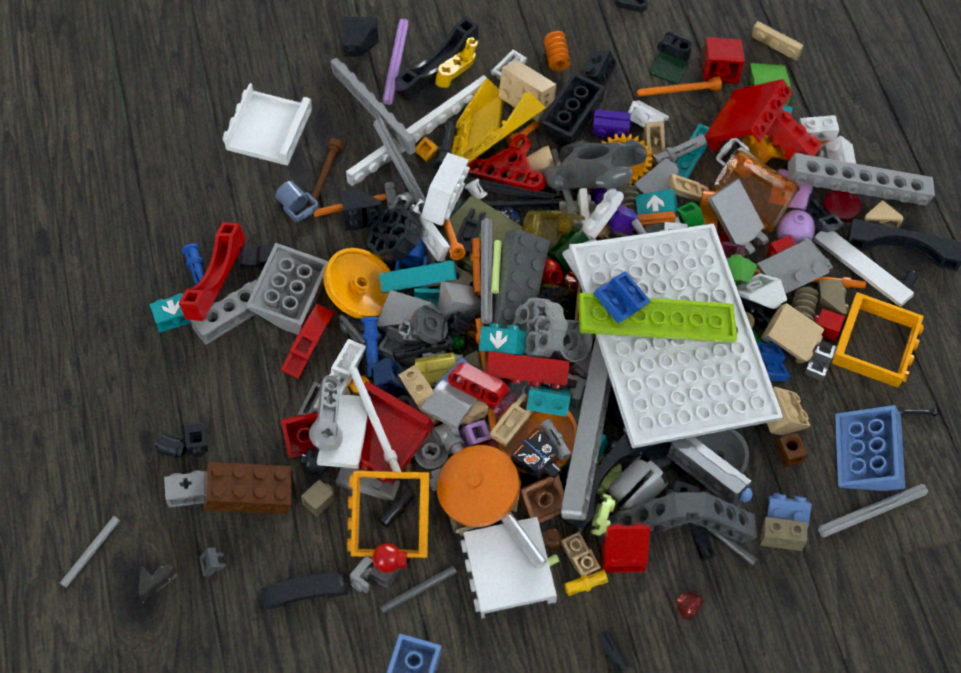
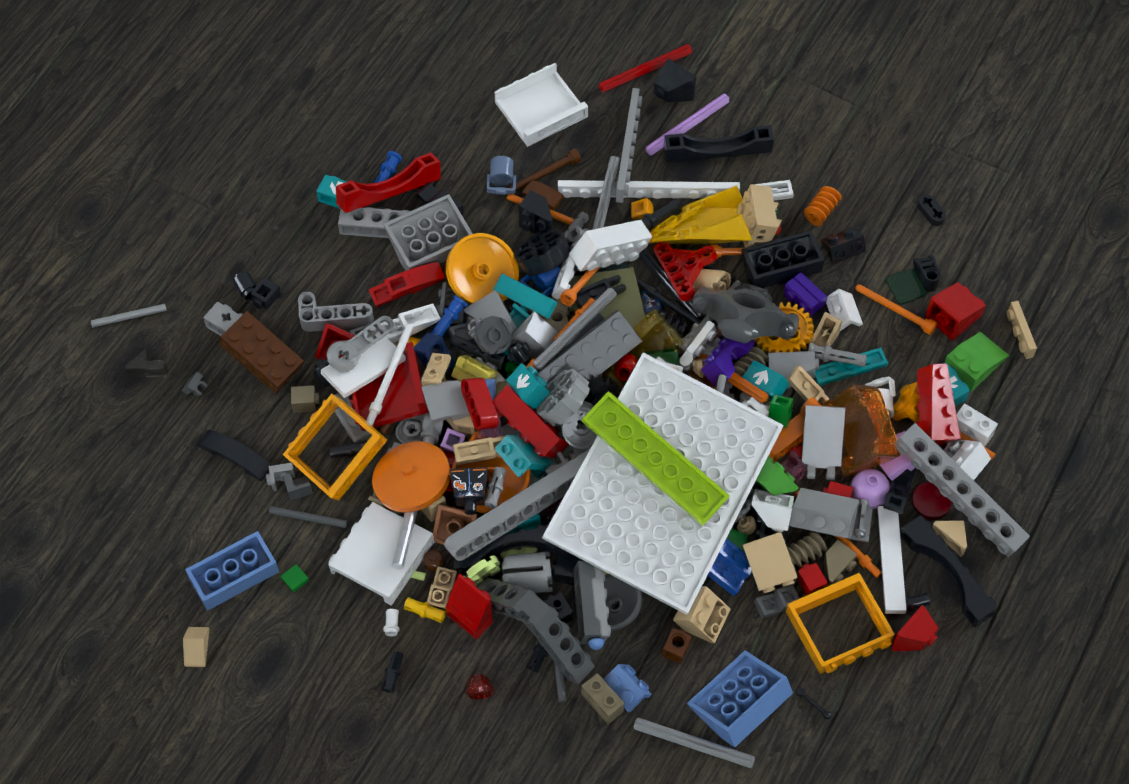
camera: 45 degrees right, 0 degrees up
(293, 395) = (357, 314): none -> light grey beam
(319, 42) = (644, 68): none -> red axle
(331, 192) = (552, 196): none -> reddish brown slope
(388, 558) = (301, 475): red piece -> none
(451, 67) = (718, 159): yellow beam -> none
(459, 647) = (294, 578): none -> green tile
(475, 189) = (642, 266): white bush -> none
(496, 266) = (583, 330): yellowish green bar -> none
(571, 615) = (391, 627): none -> white pin
(603, 213) = (703, 351): white hinge -> none
(621, 297) = (637, 419): blue slope -> none
(748, 113) = (918, 366): red panel -> none
(932, 302) = (916, 633): none -> red slope

